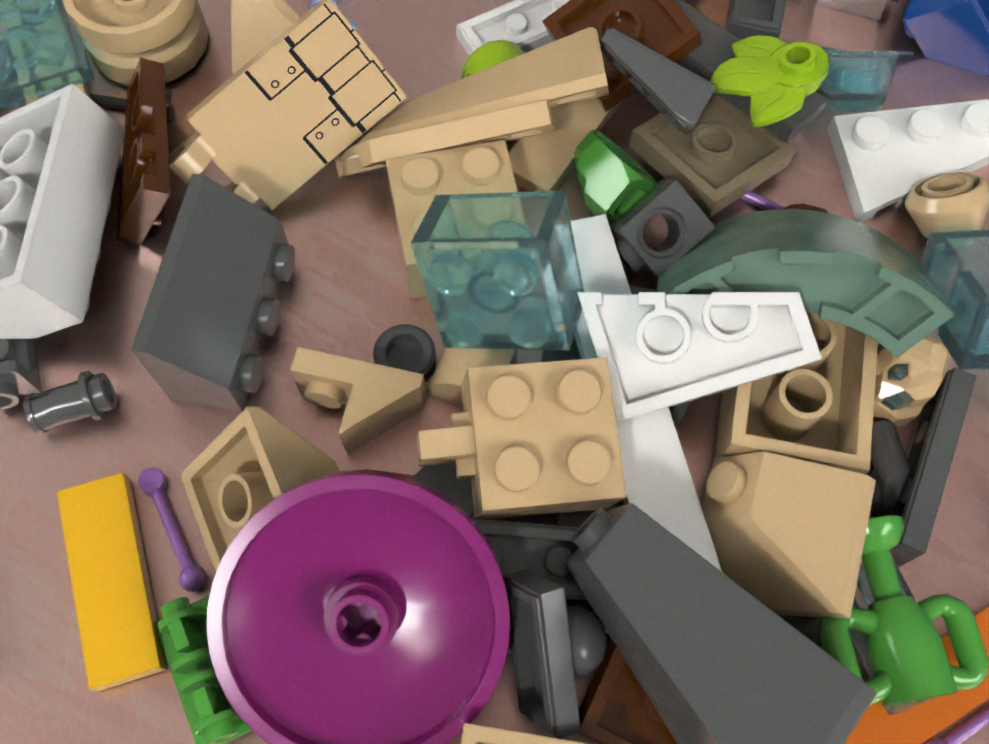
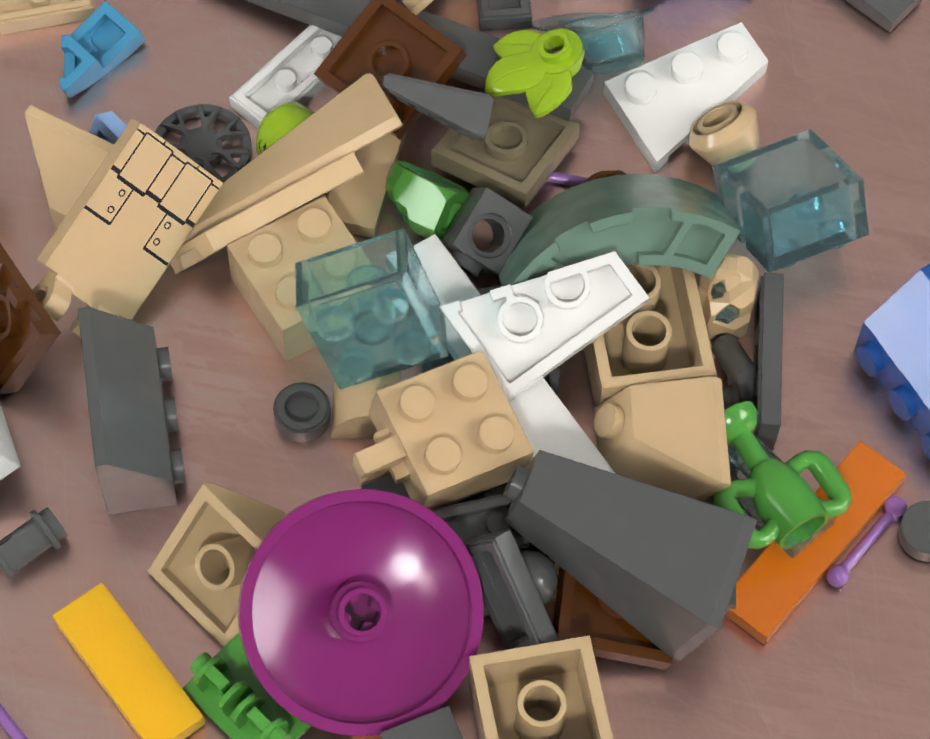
camera: 20 degrees left, 5 degrees down
(154, 483) = (127, 587): medium lavender hinge -> none
(374, 393) = (291, 446): tan slope -> none
(412, 63) = (204, 144): none -> dark grey wheel

